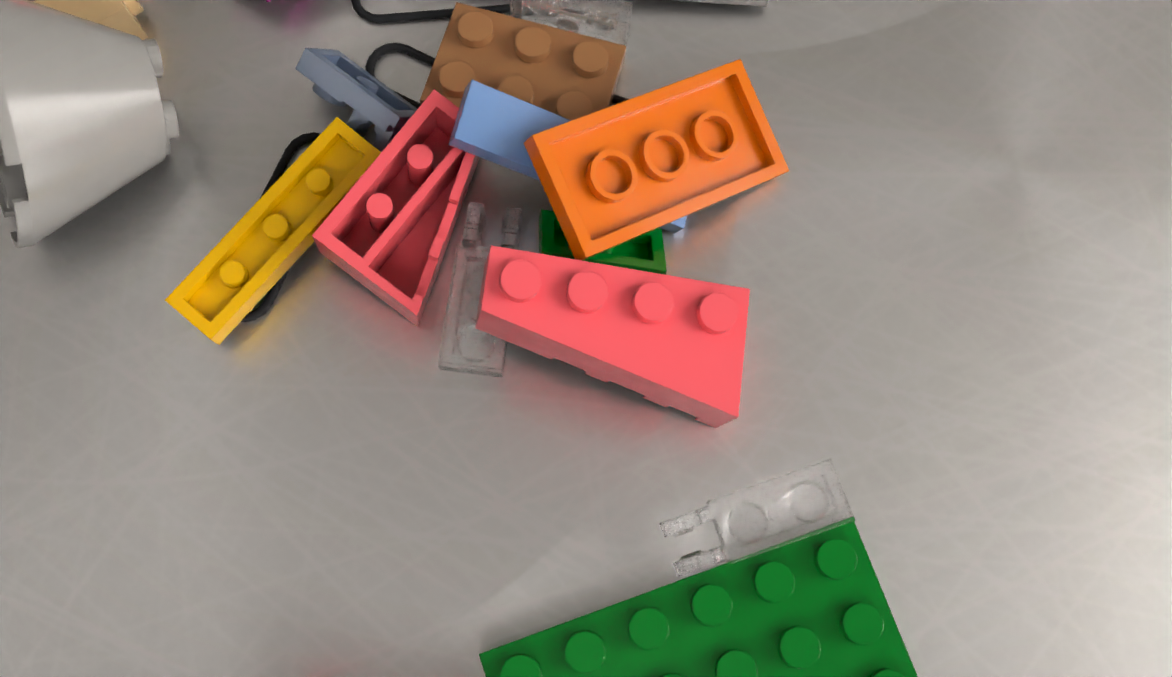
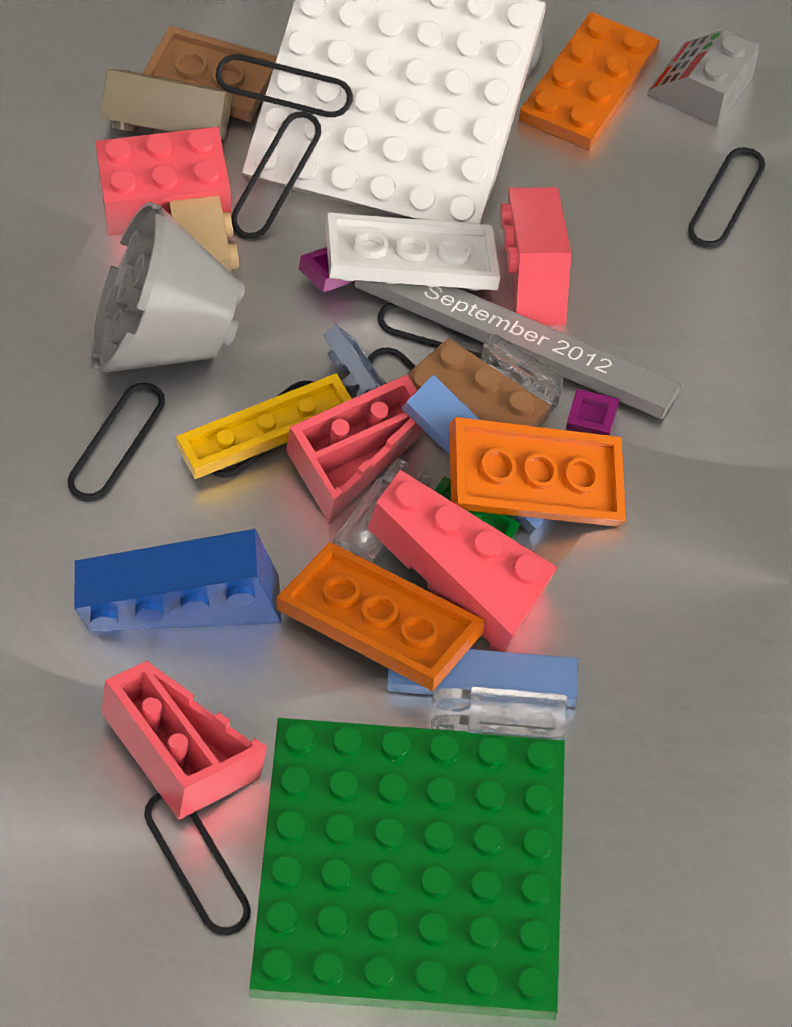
camera: 20 degrees right, 20 degrees down
(60, 364) = (91, 496): none -> black piece
(261, 526) = (179, 585): none -> blue wedge
(548, 450) = (380, 615): none -> orange plate
(683, 38) = (592, 413): none -> magenta plate
(707, 465) = (503, 671): none -> medium blue tile

